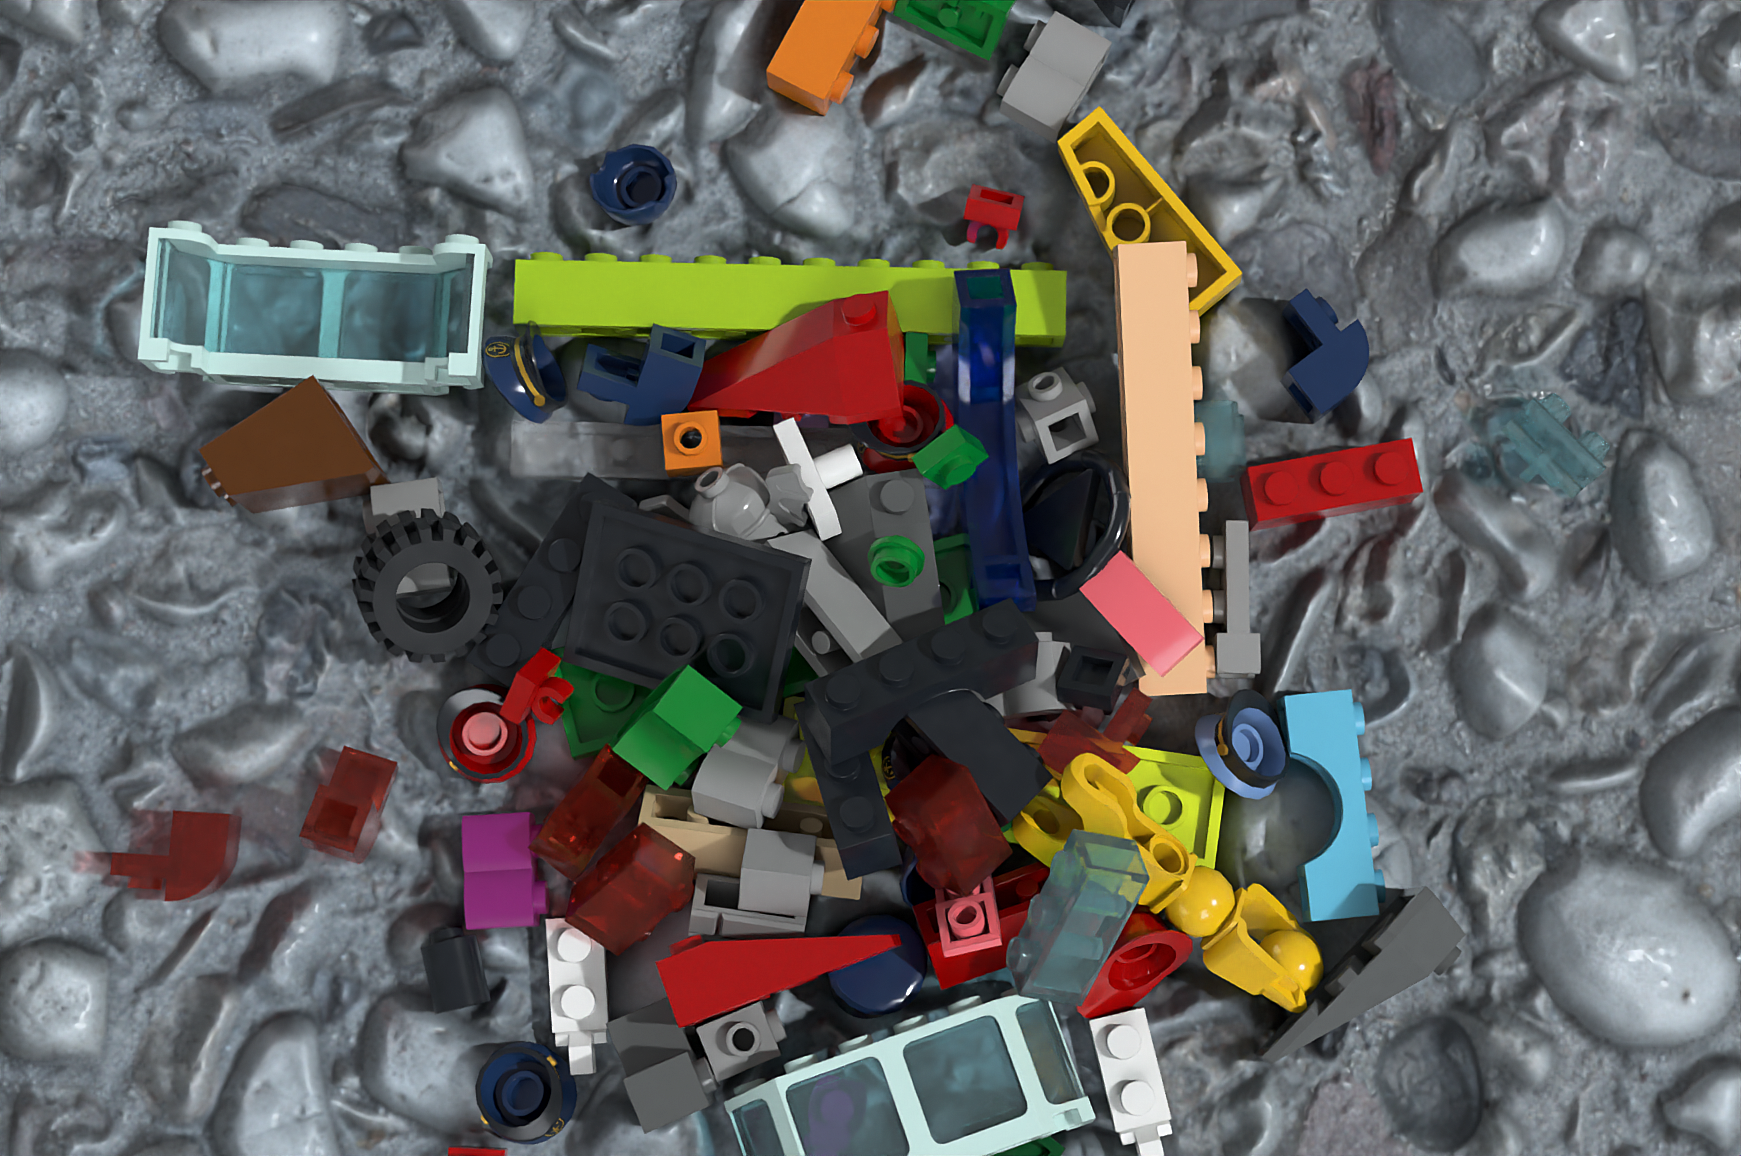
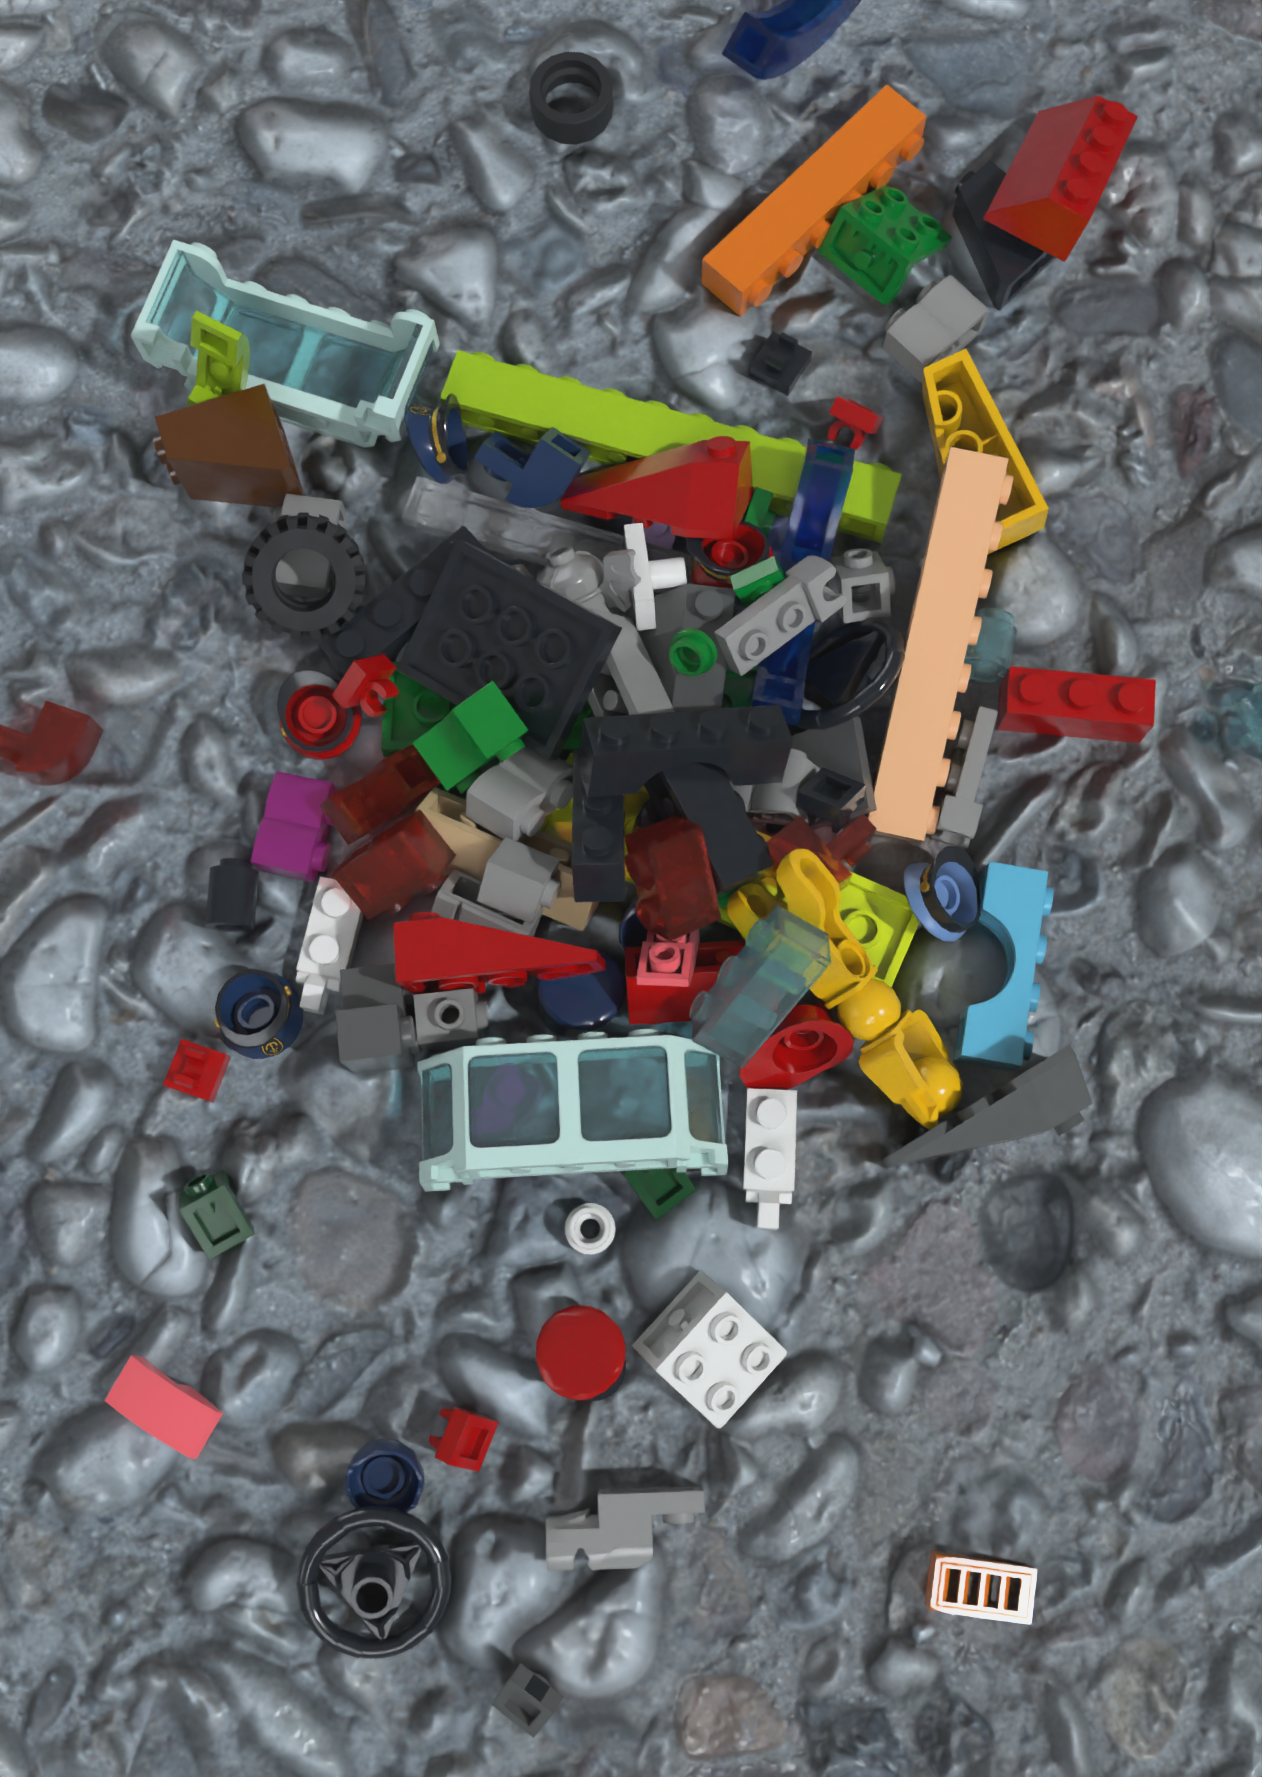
camera: 20 degrees right, 5 degrees down
(252, 375) = (221, 359): none -> lime slope
(349, 810) = (187, 742): clear red brick -> none
(634, 184) = (571, 323): dark blue hair -> none
(695, 461) = (545, 537): orange plate -> none
(888, 163) = (780, 362): none -> black tile
(980, 485) = (780, 614): none -> light grey plate
(1142, 614) = (887, 754): coral slope -> none
(1335, 361) = (1104, 607): dark blue brick -> none

